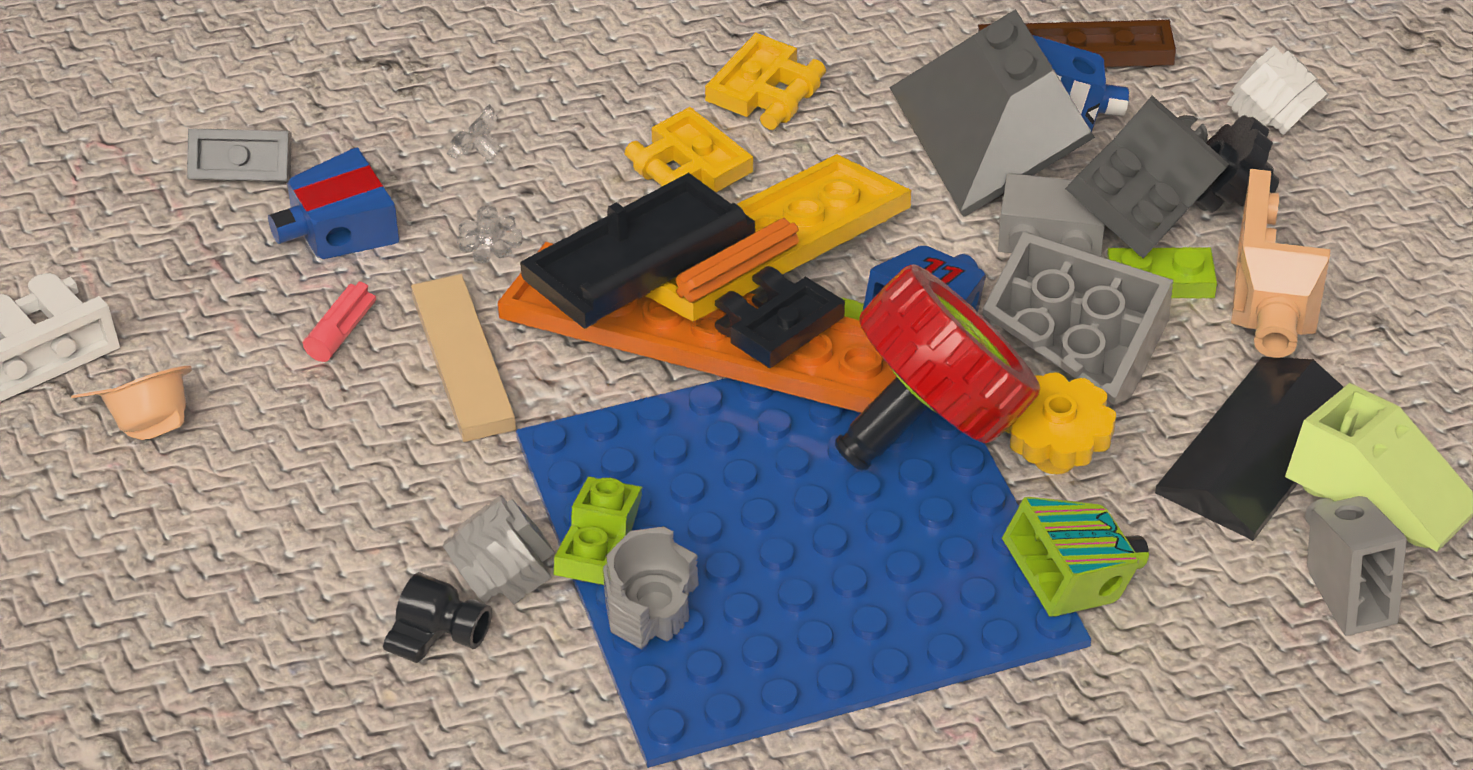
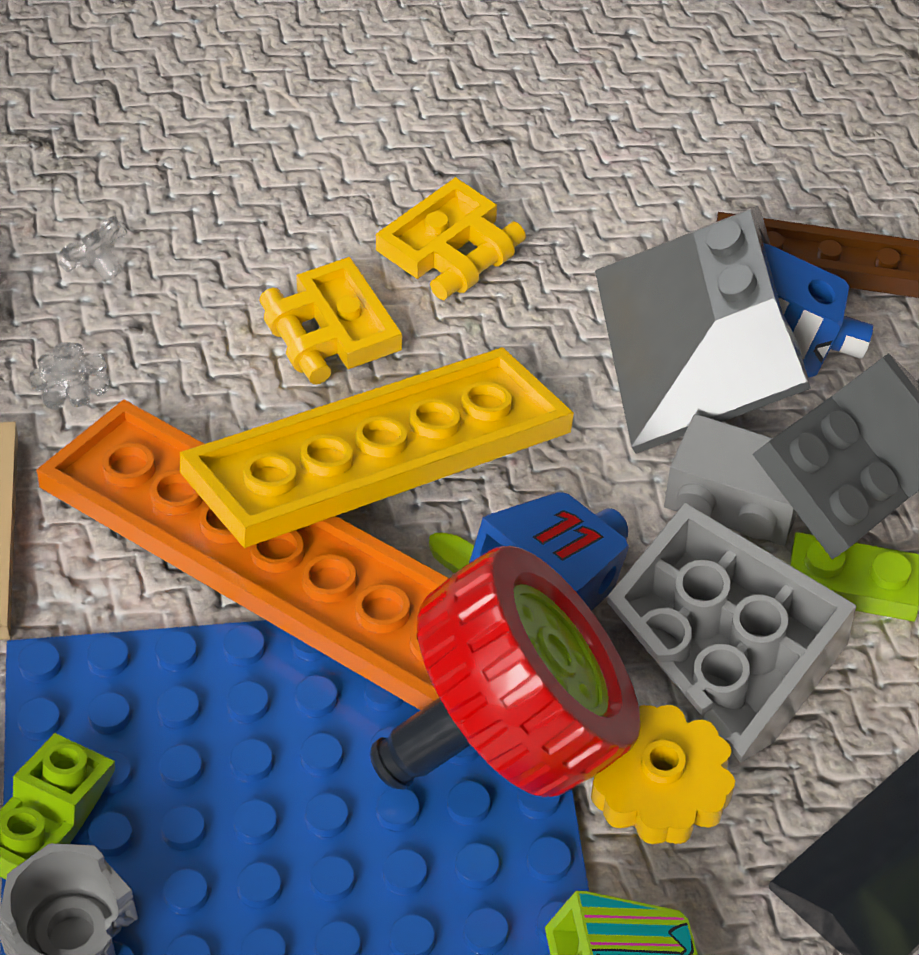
camera: 10 degrees right, 5 degrees up
(635, 249) = (201, 441): black container -> none
(737, 260) = (316, 479): orange axle -> none
(785, 316) = (355, 572): black plate -> none

